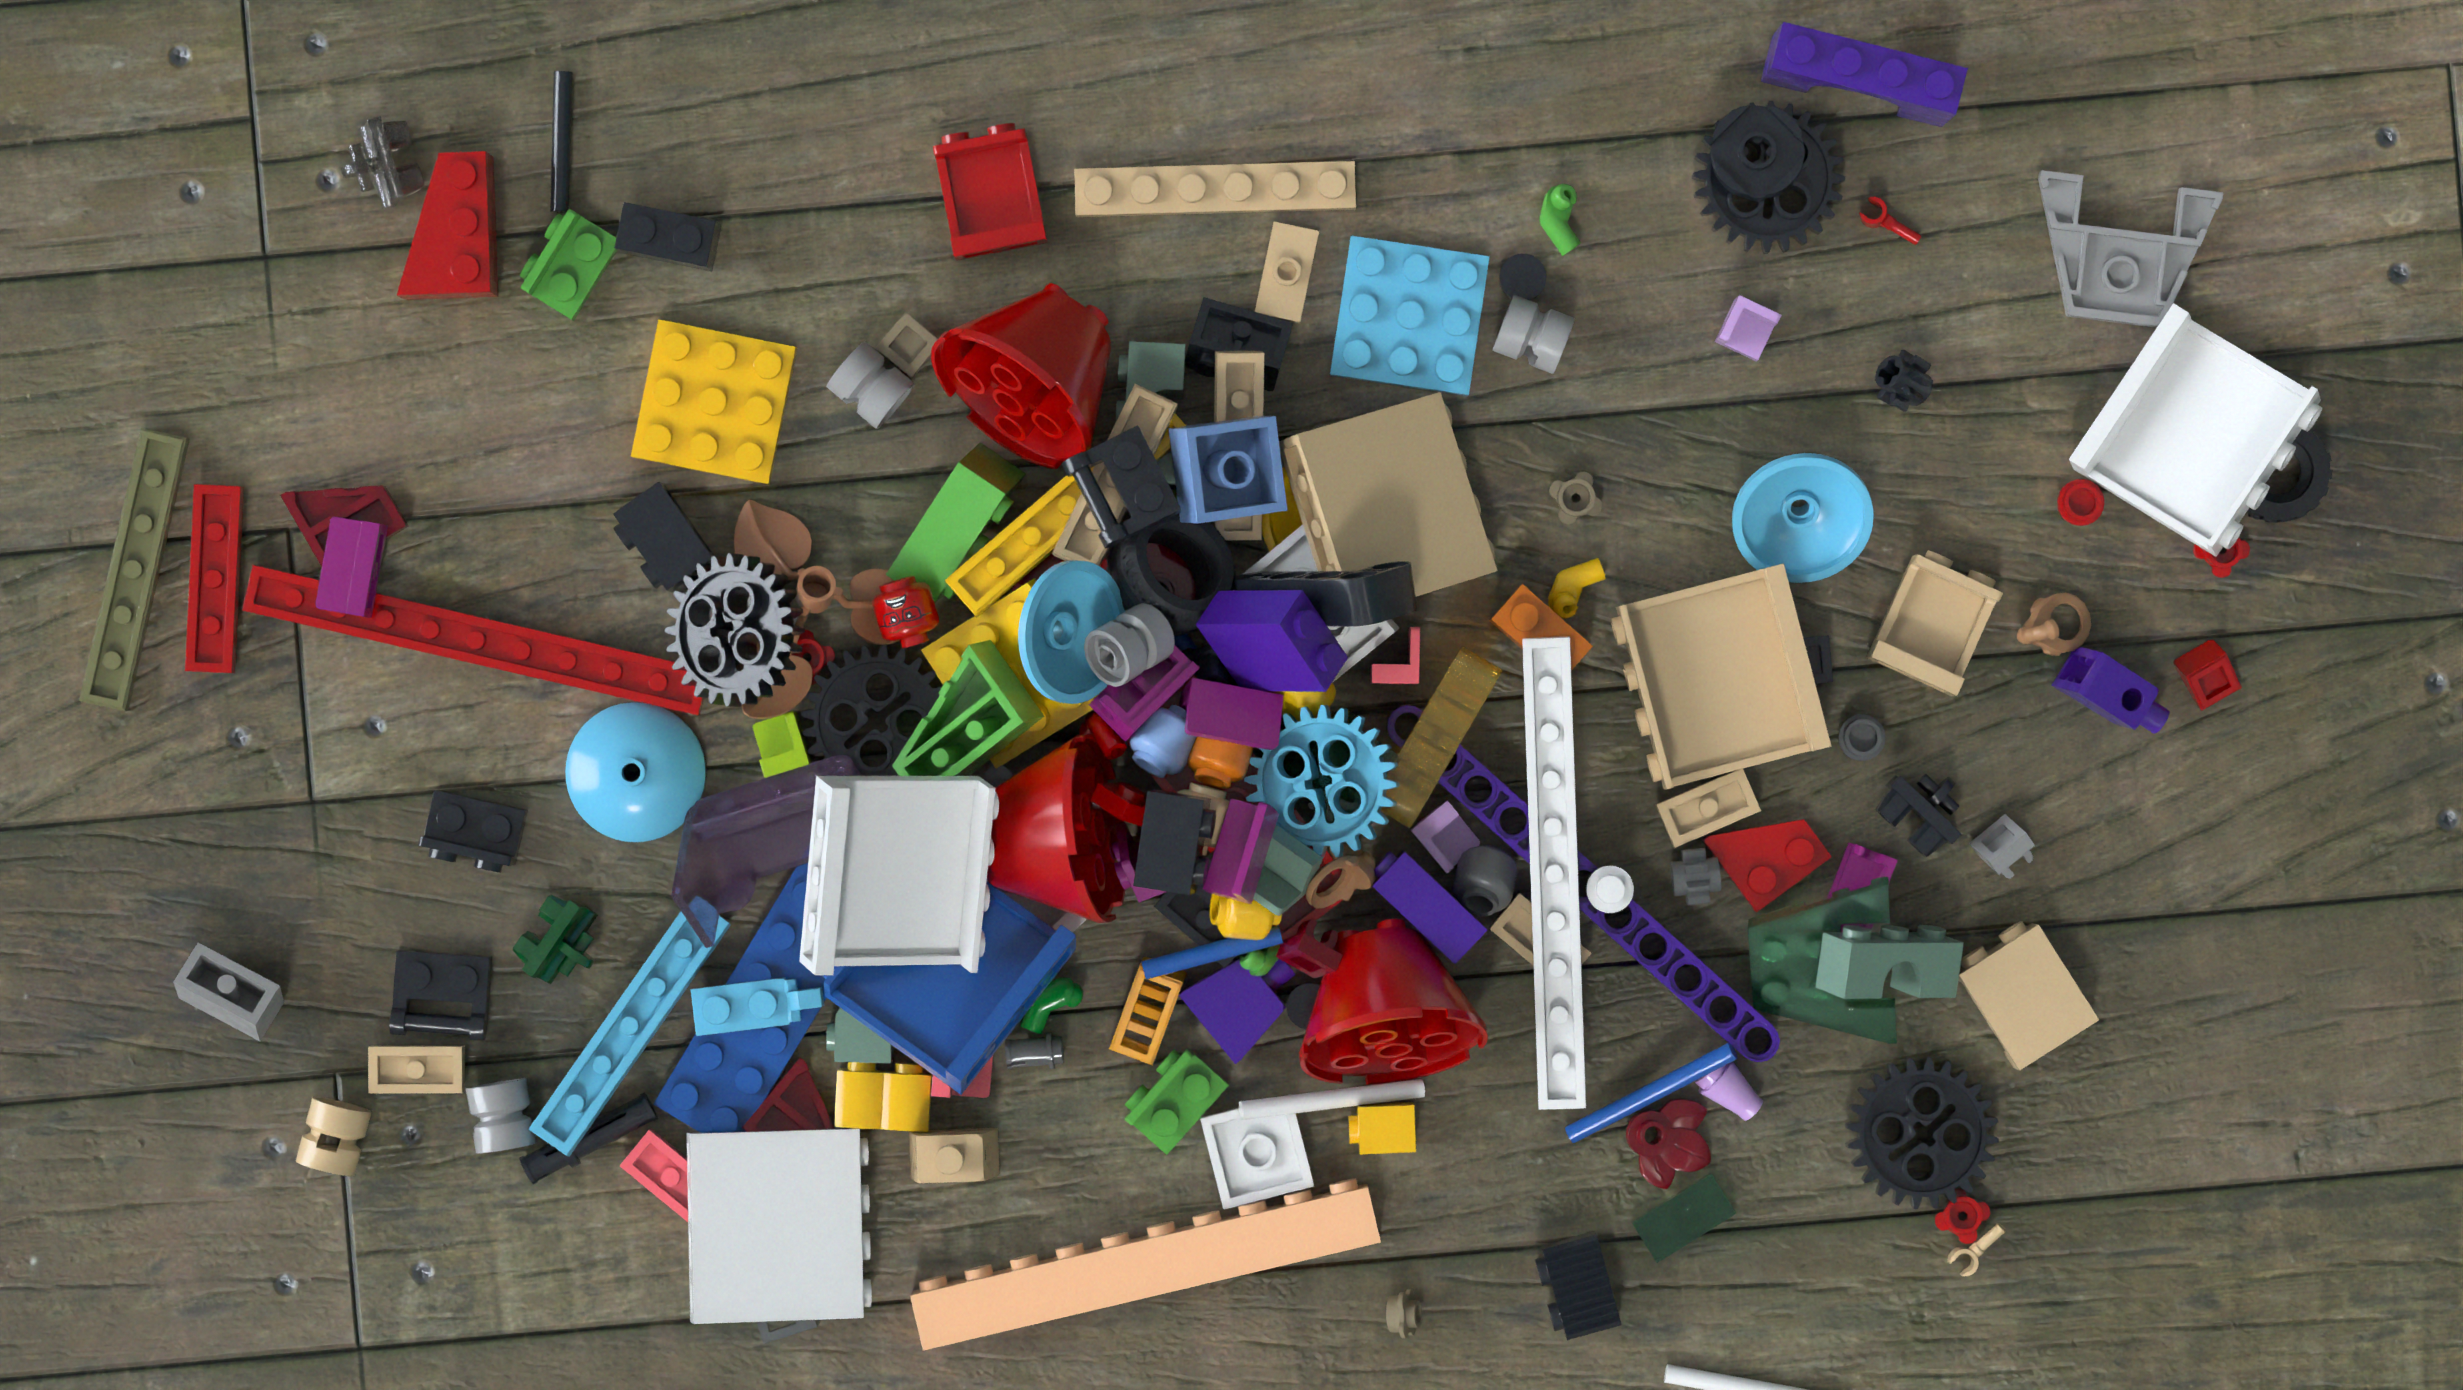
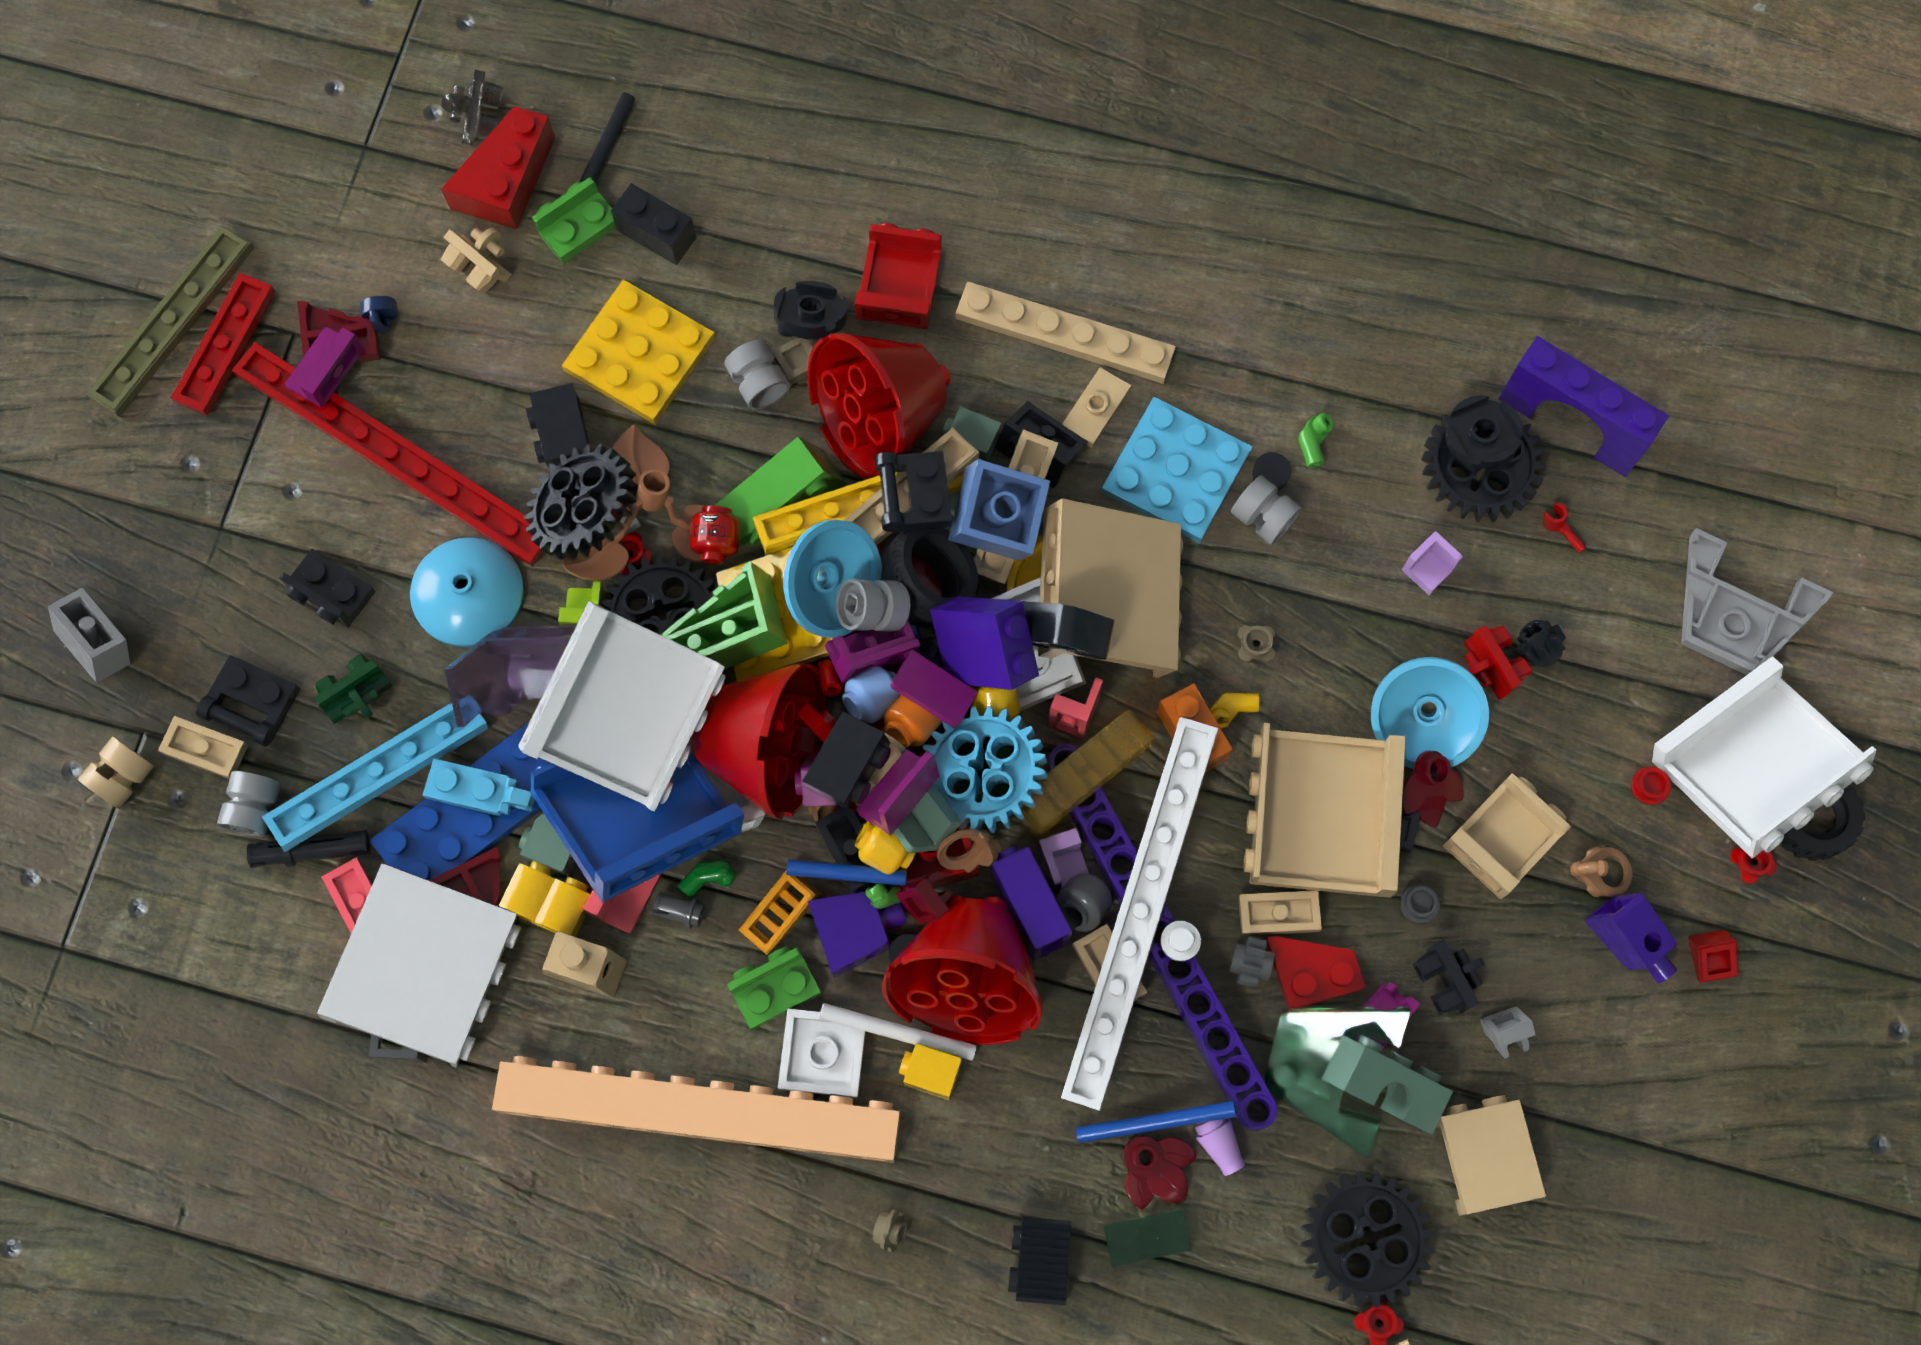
camera: 25 degrees right, 15 degrees down
(380, 468) = (380, 312): none -> dark blue tile
(474, 351) = (463, 250): none -> tan hips
(906, 304) = (793, 315): none -> black plate
(1831, 601) = (1431, 787): none -> dark red plate
(1851, 427) = (1490, 664): none -> red hips

